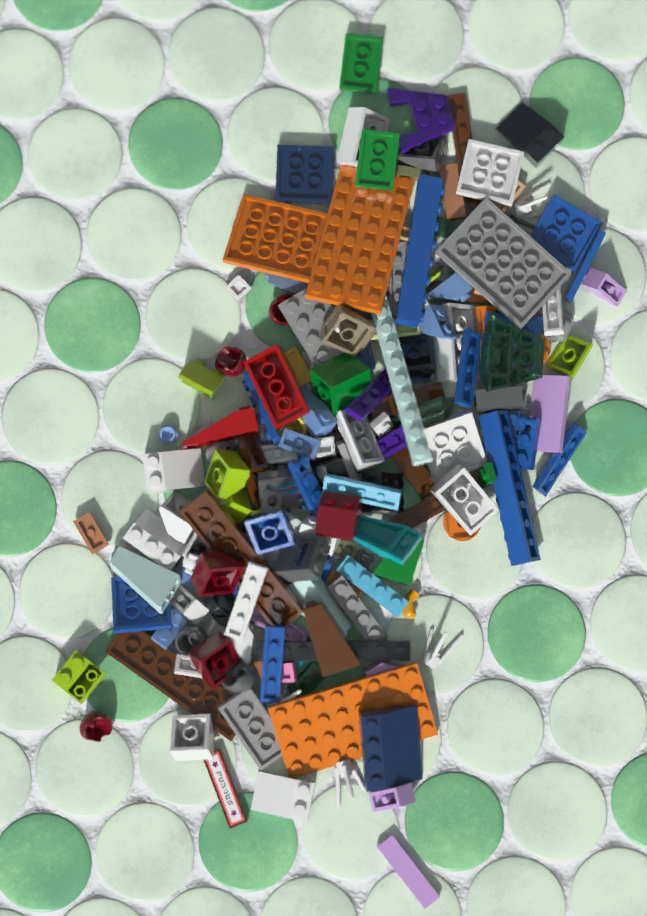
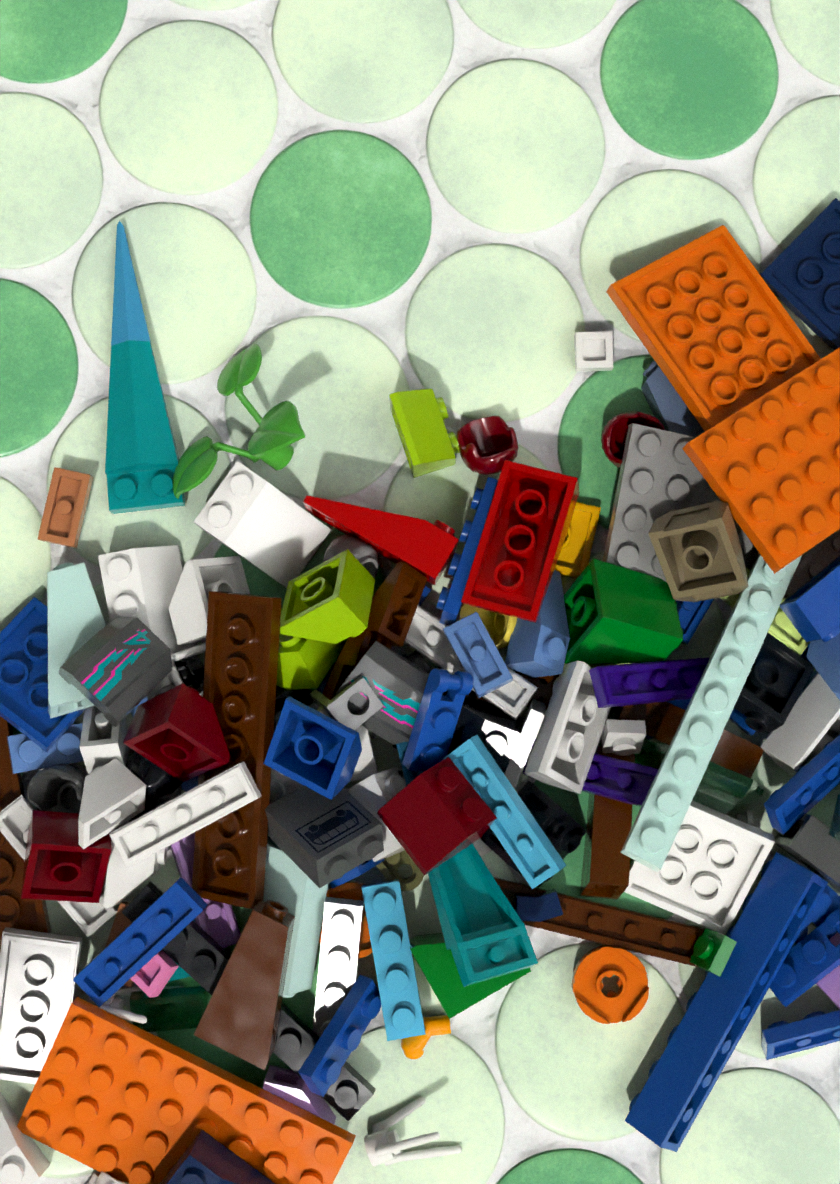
camera: 35 degrees right, 0 degrees up
(99, 484) = (139, 432): none -> teal plate
(148, 436) = (269, 442): none -> bright green plant
(168, 434) = (303, 468): light blue plate -> none
(171, 570) = (118, 667): none -> dark grey slope
(213, 621) = (108, 800): none -> white slope
(240, 678) = (72, 919): dark grey hair -> none
(368, 558) = (425, 911): dark grey plate -> none
(378, 629) = (341, 1036): none -> blue plate
(409, 516) = (538, 906): none -> dark blue piece
(464, 499) = (645, 957): white slope -> none

